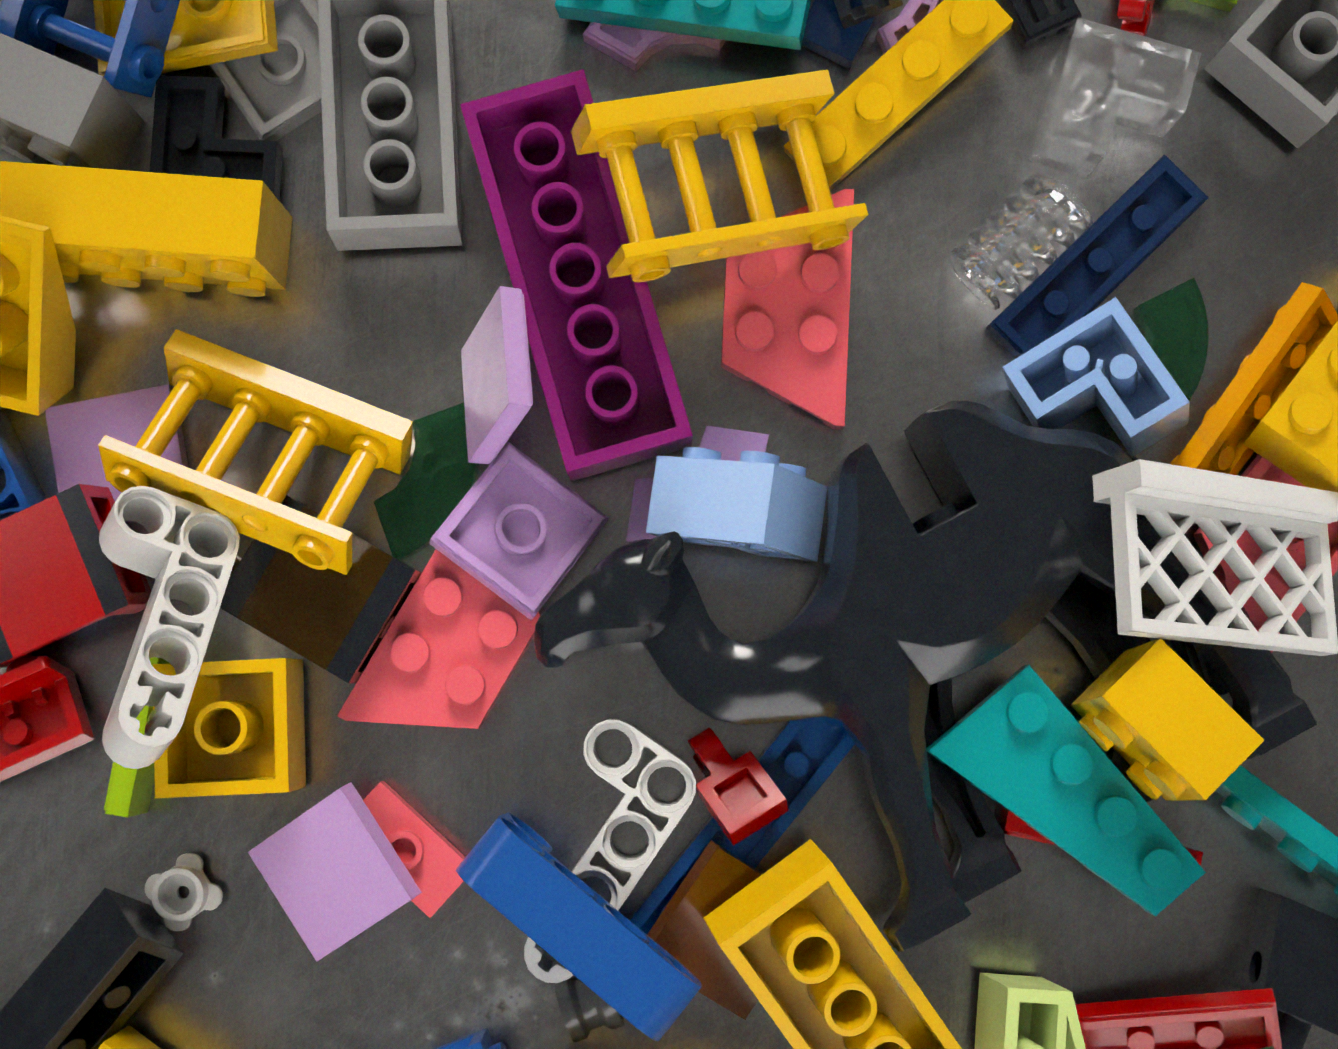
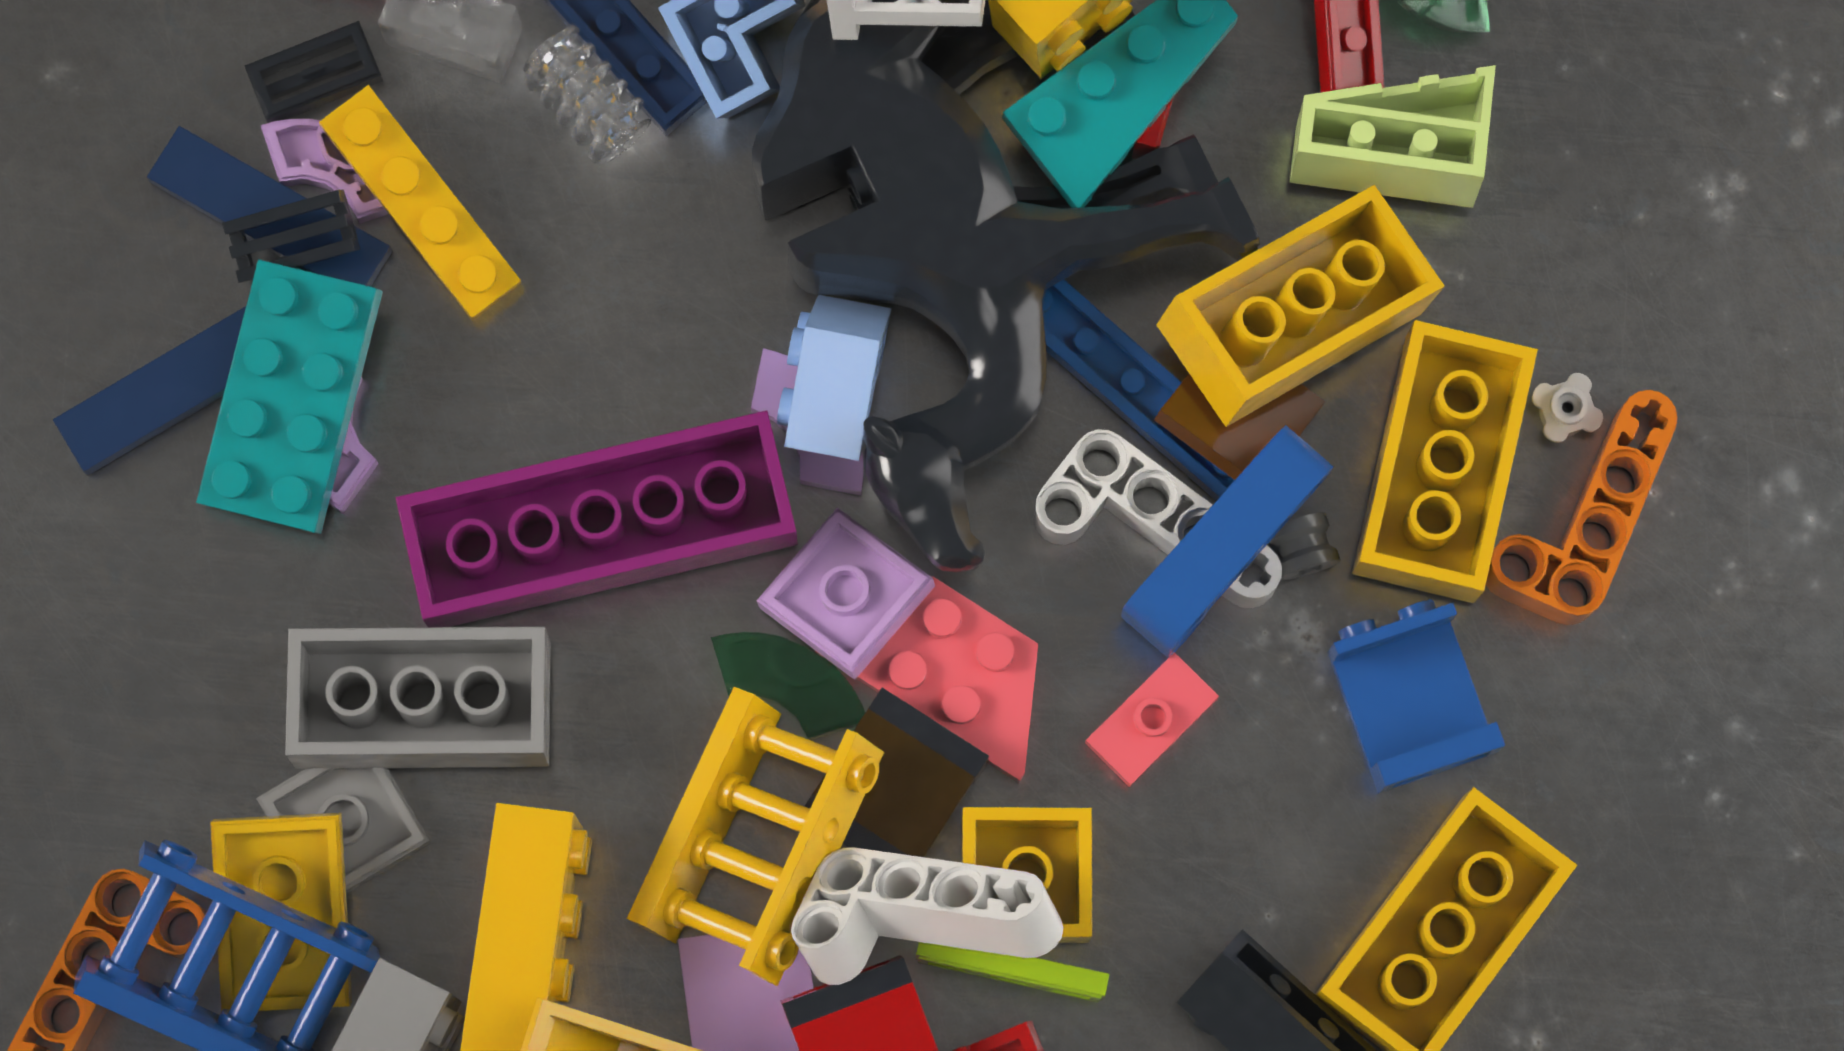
camera: 90 degrees left, 5 degrees down
(165, 897) = (1203, 941): white plate -> none
(190, 136) = (439, 911): black plate -> none
(334, 871) = (1171, 784): lavender tile -> none
(496, 375) = (697, 598): lavender tile -> none
(735, 112) = (454, 353): yellow fence -> none
(737, 790) = (1110, 394): red plate -> none
(792, 322) = (634, 320): coral wing -> none

